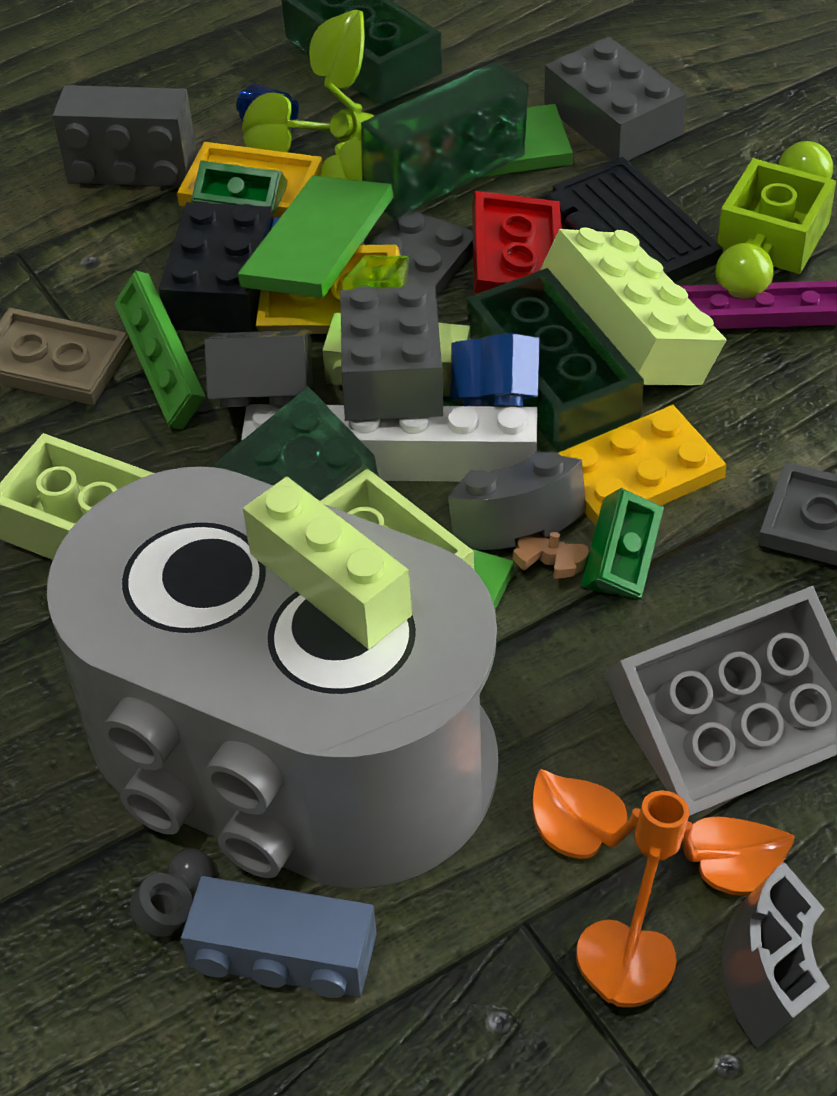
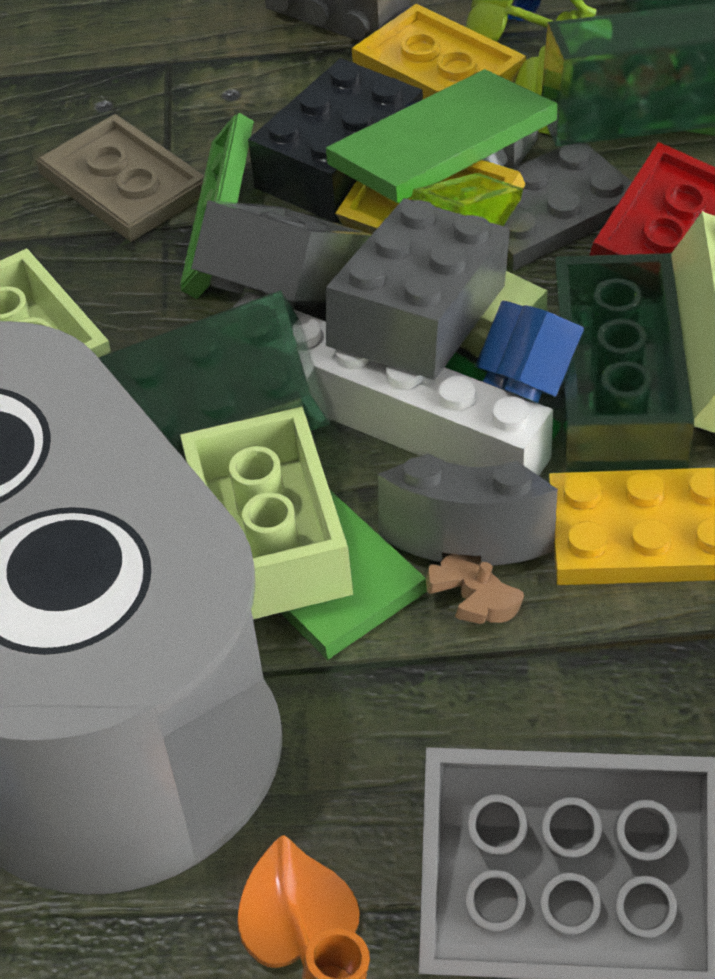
camera: 30 degrees right, 0 degrees up
(238, 185) = (412, 59): green slope -> none
(328, 562) = (82, 491): yellowish green brick -> none
(622, 545) = (561, 611): green slope -> none

